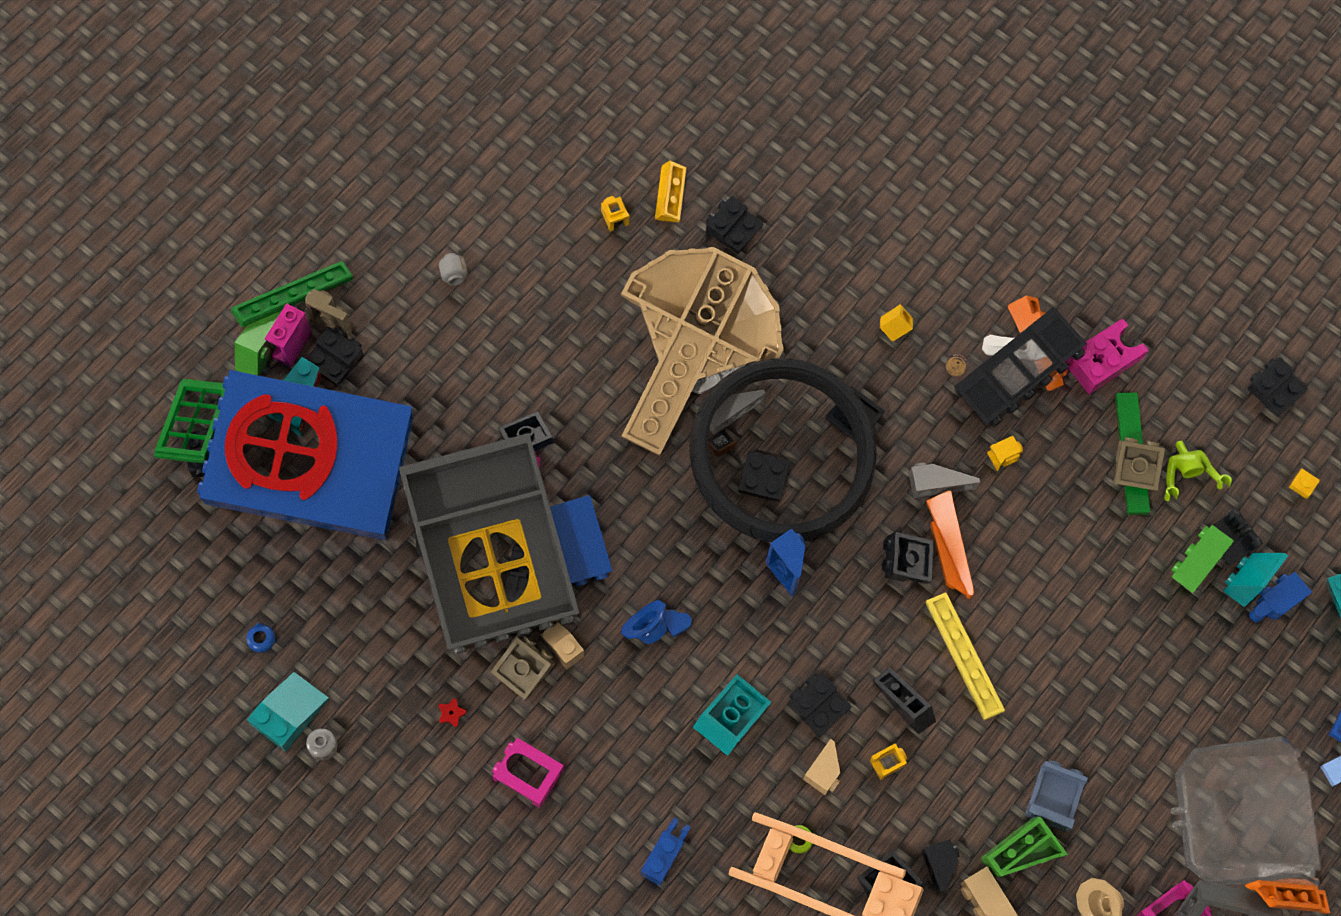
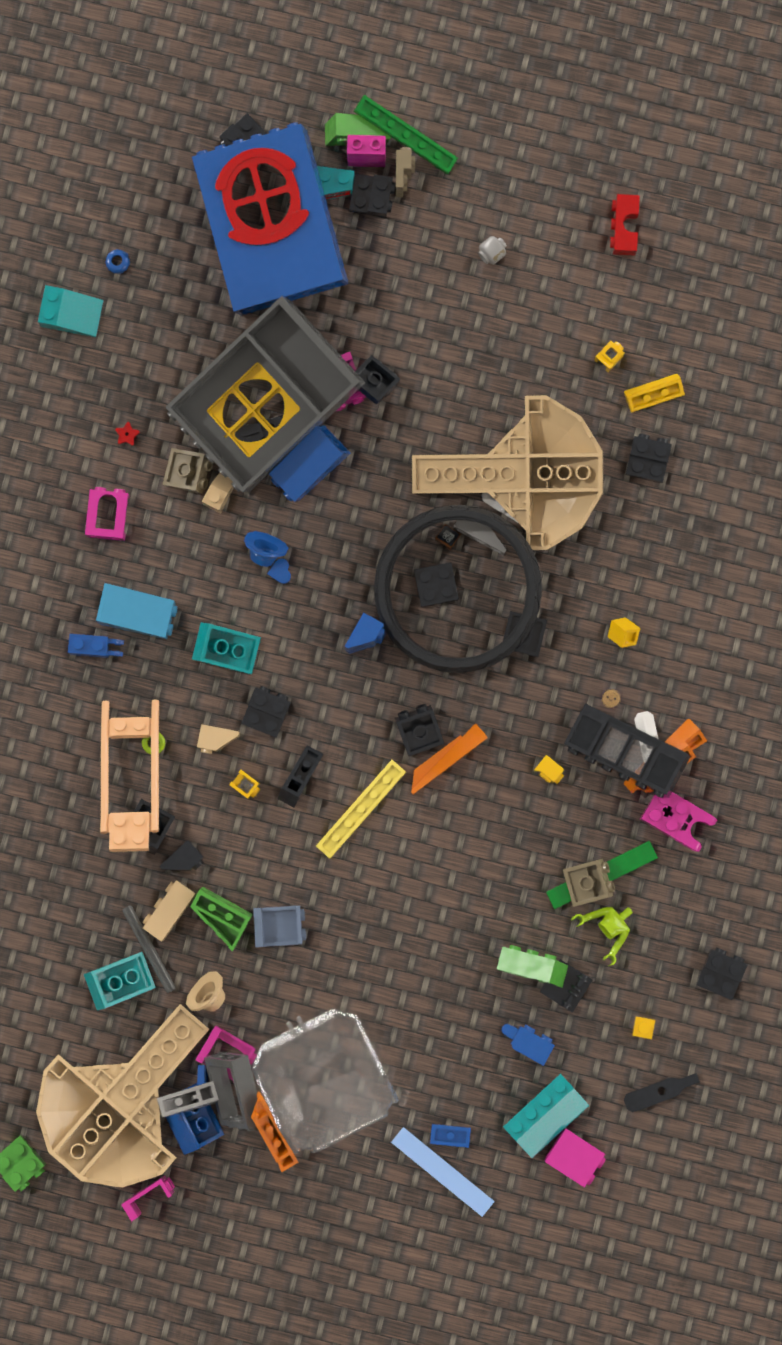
camera: 70 degrees right, 15 degrees up
(182, 454) = (228, 123): green piece -> none
(321, 744) = (55, 350): light grey head -> none
(506, 151) = (624, 241): none -> red arch
(649, 789) = (136, 611): none -> dark azure slope
(935, 480) = (496, 721): light grey slope -> none
(1253, 576) = (533, 1012): teal slope -> none

